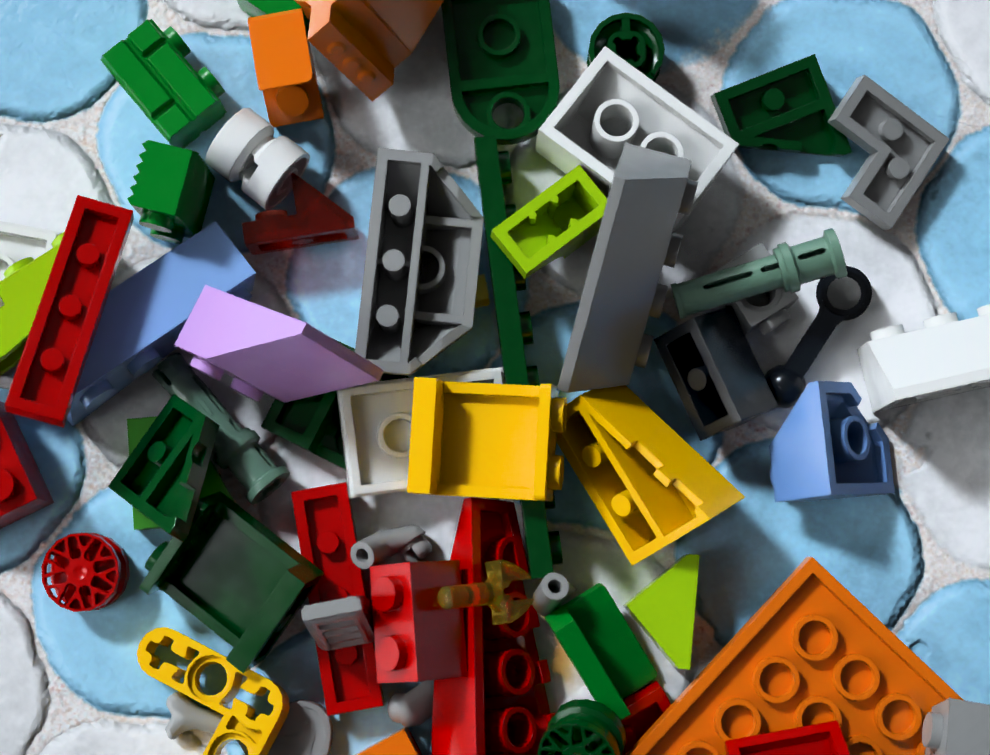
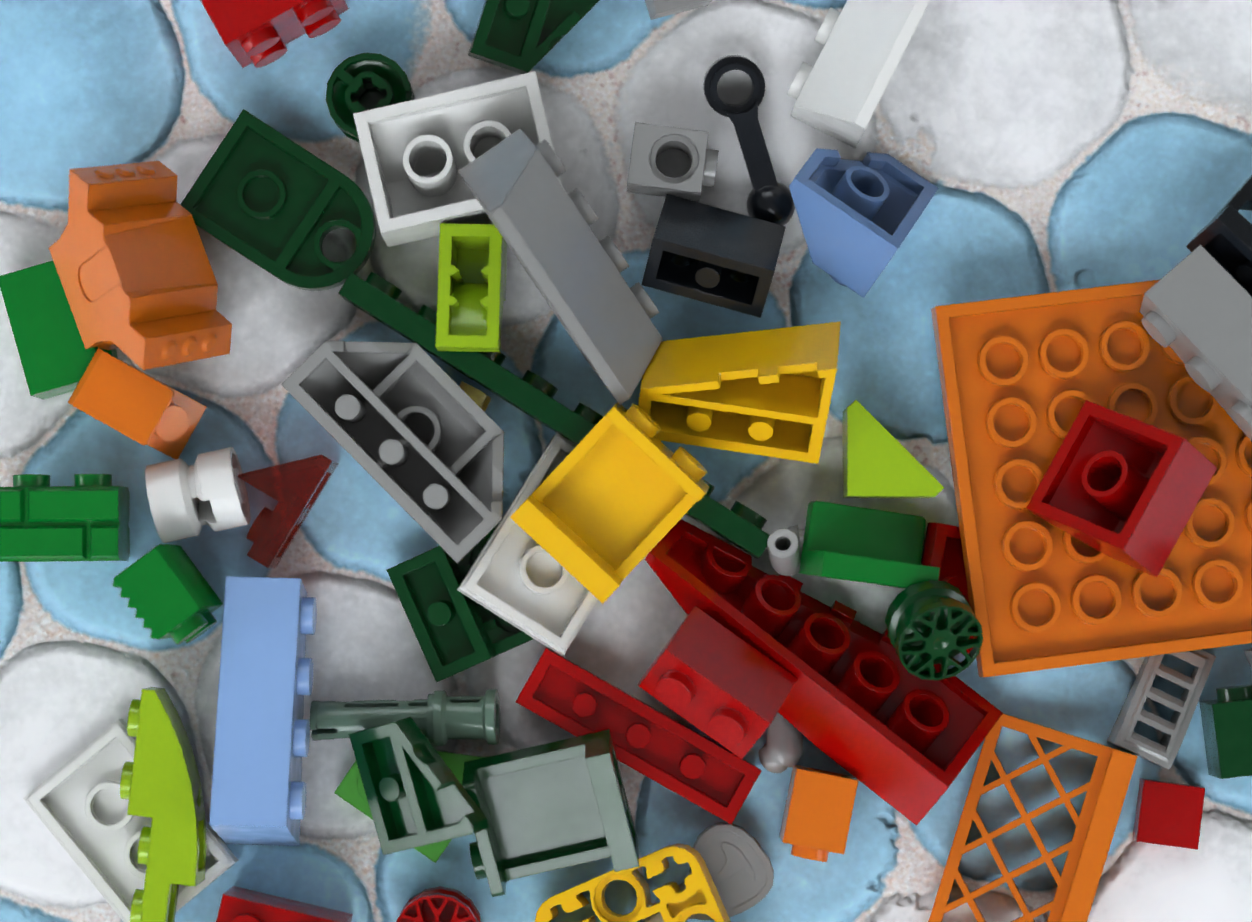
camera: 50 degrees left, 5 degrees up
(69, 311) = (210, 764): red plate -> none
(267, 350) = (380, 625): lavender slope -> none
(340, 622) = (665, 749): light grey slope -> none
(389, 542) = (625, 656): light grey arm -> none
(499, 576) = (743, 603): clear yellow bar -> none
(785, 268) = (676, 123): sand green pin -> none

